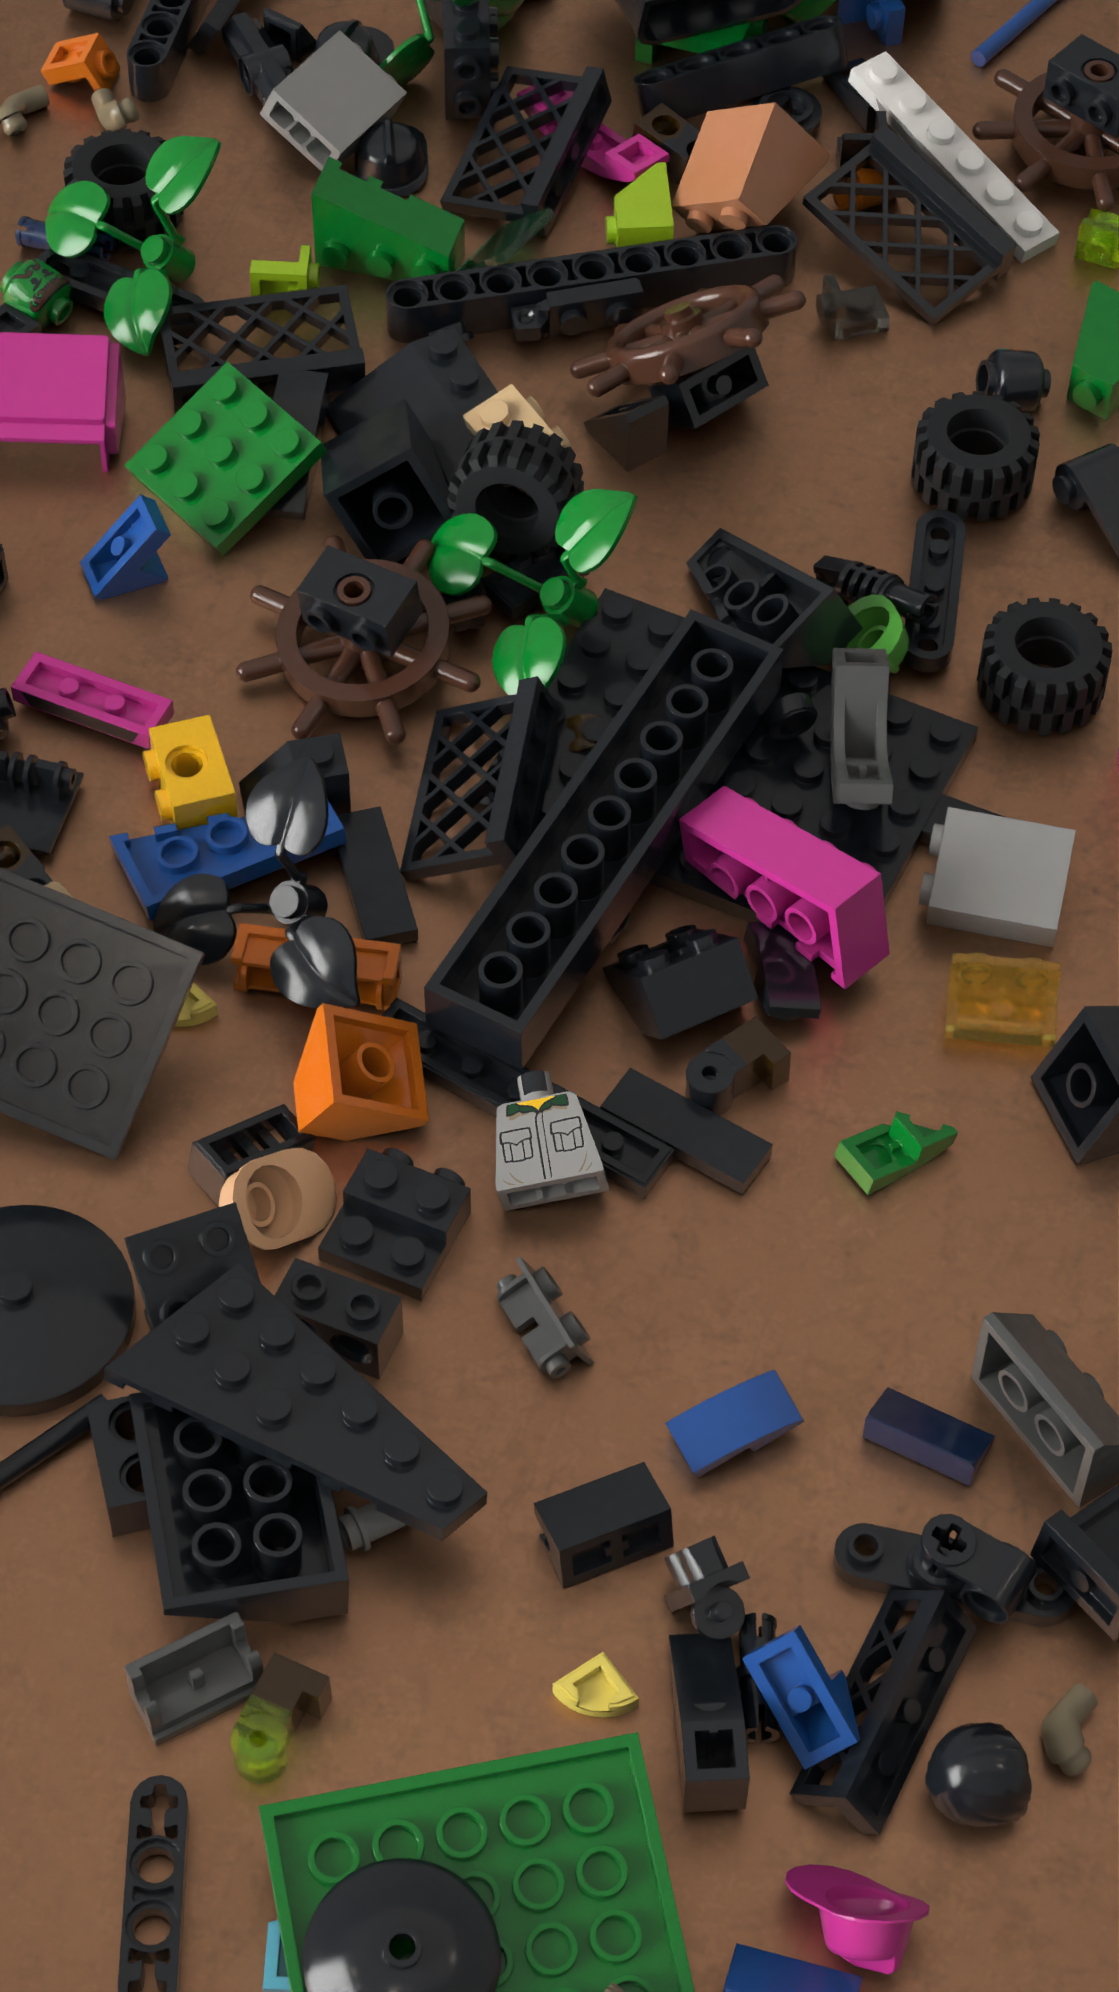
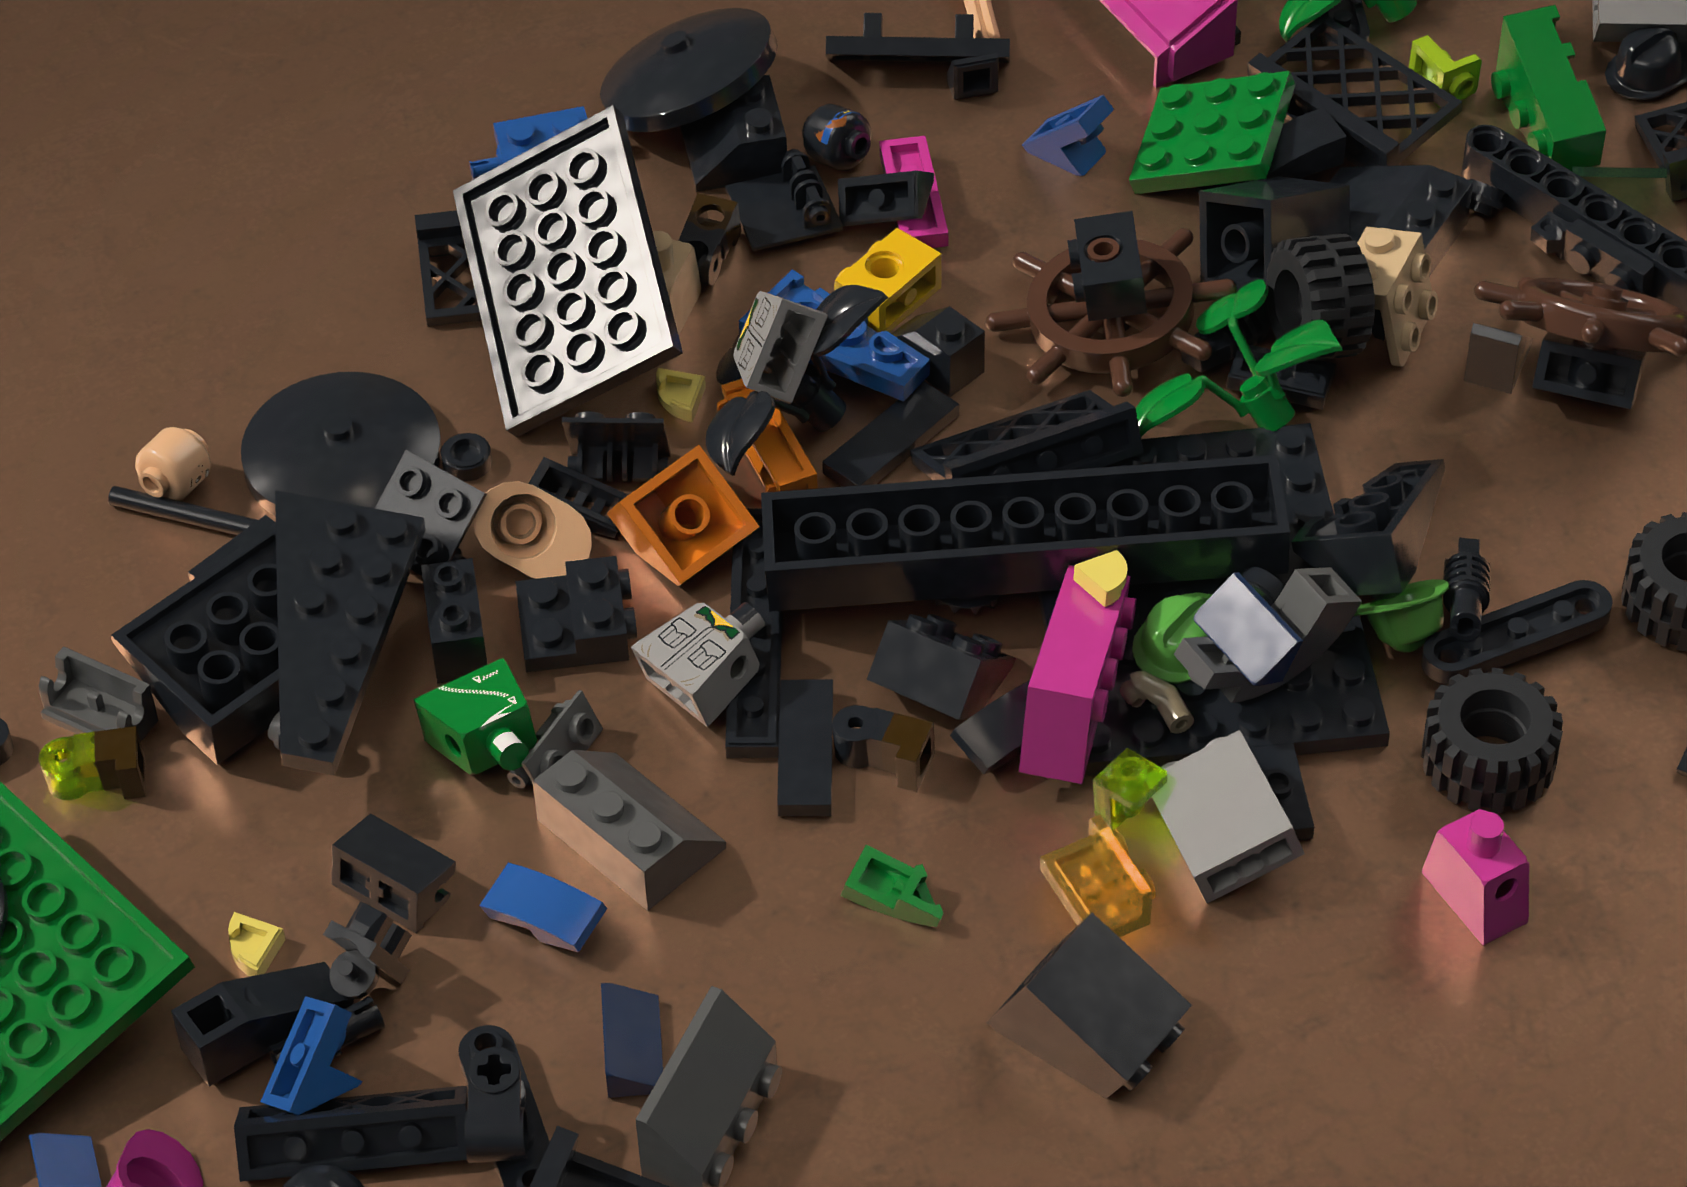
camera: 60 degrees right, 5 degrees down
(92, 719) = (884, 197): none -> black slope
(116, 1209) = (466, 456): none -> black tile
(229, 1082) = (636, 435): none -> black hinge
(258, 876) = (779, 340): none -> light grey torso
(484, 1357) = (479, 720): none -> green torso
(683, 1312) = (623, 824): none -> dark grey slope
(727, 799) = (1102, 576): none -> light yellow tile
(789, 787) = (1162, 634): none -> bright green piece
(859, 844) = (1162, 695): none -> dark tan arm
(860, 737) = (1249, 631): none -> slope
(923, 919) = (1126, 787): none -> clear neon green bracket

